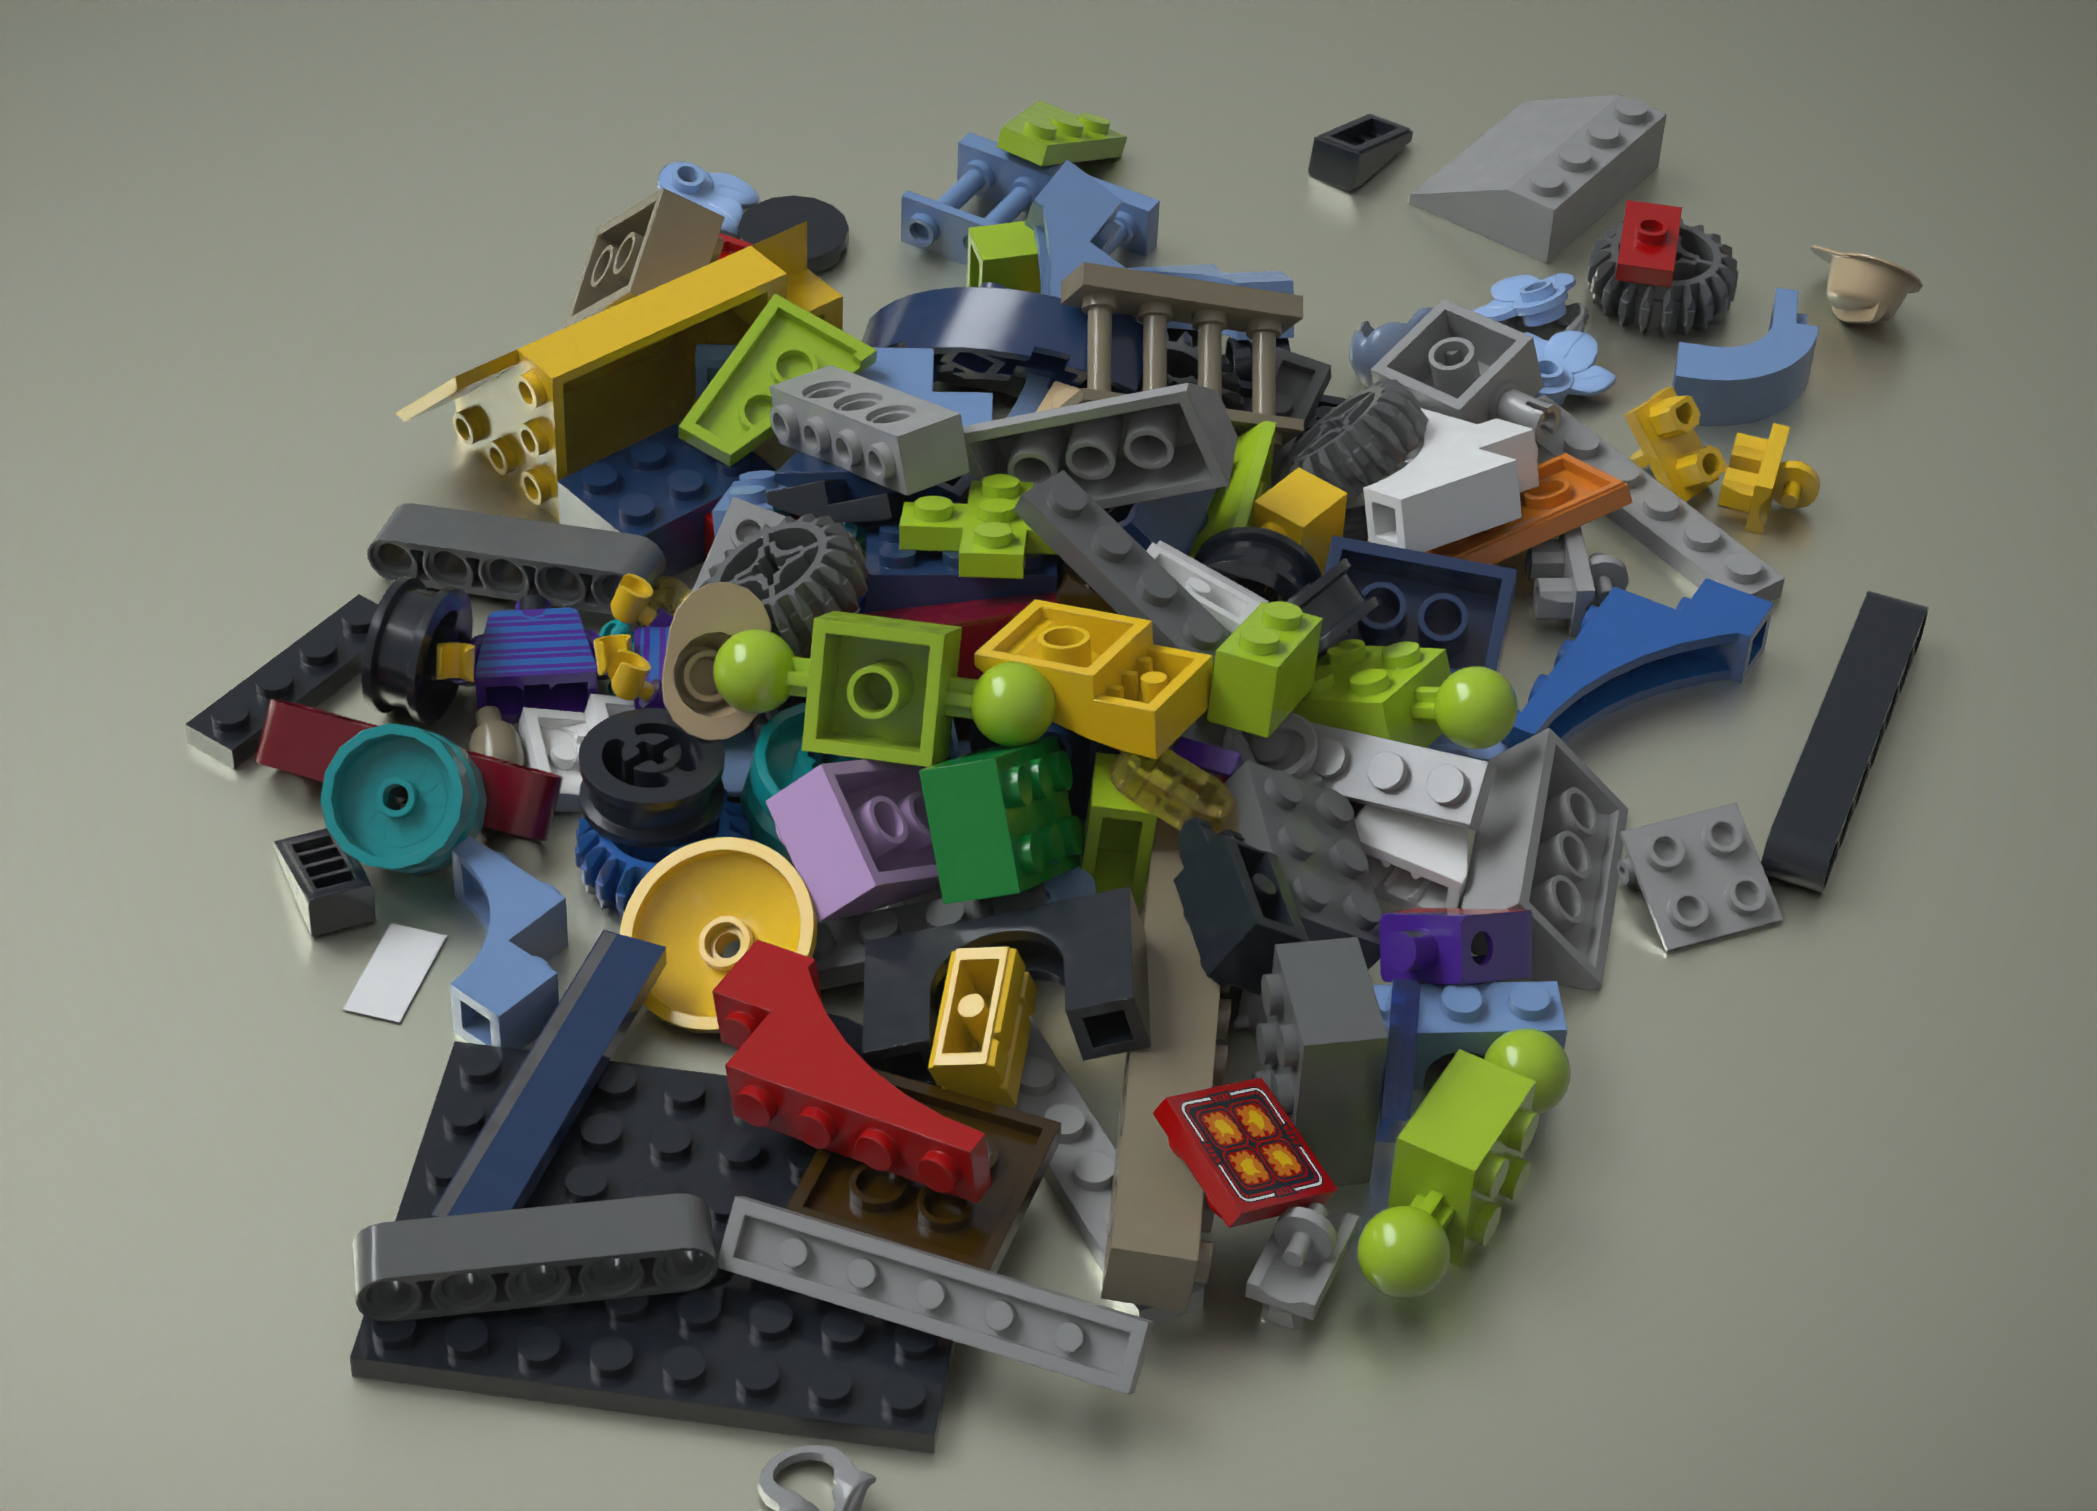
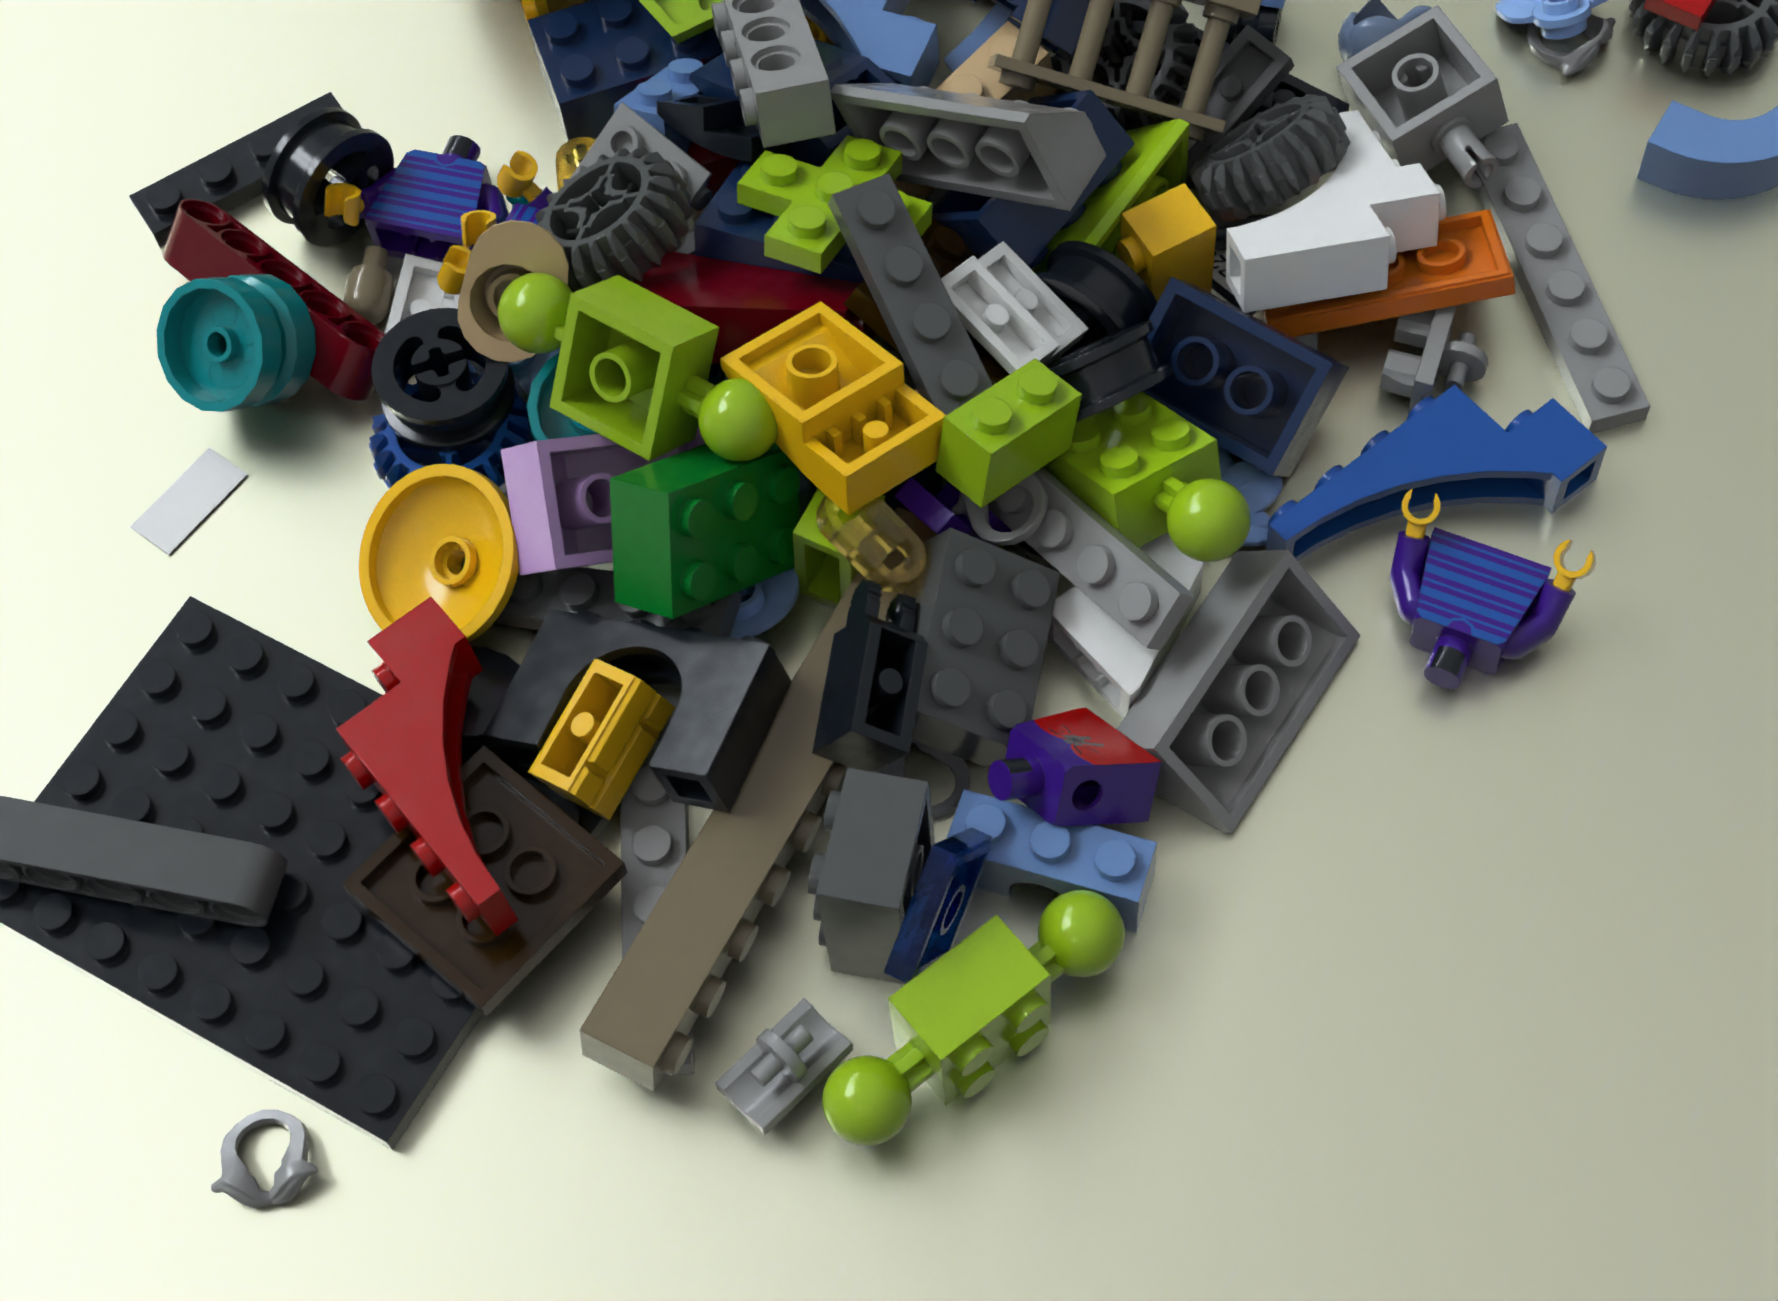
camera: 30 degrees right, 20 degrees up
(326, 882) = (154, 423): black slope -> none
(509, 985) = (252, 553): medium blue arch -> none
(511, 556) = (470, 90): dark grey beam -> none
(555, 1078) = (228, 678): dark blue tile -> none
(935, 1294) = (433, 1014): light grey plate -> none
(1243, 1151) = (751, 961): tile -> none
(1569, 366) = (1553, 89): light blue plate -> none
(1671, 445) = (1605, 223): yellow hips -> none
(1699, 876) = (1382, 743): light grey hinge -> none
(1717, 747) = (1474, 600): none -> dark purple torso
(1759, 476) = (1698, 283): yellow hips -> none
(1844, 742) = (1610, 620): black beam -> none

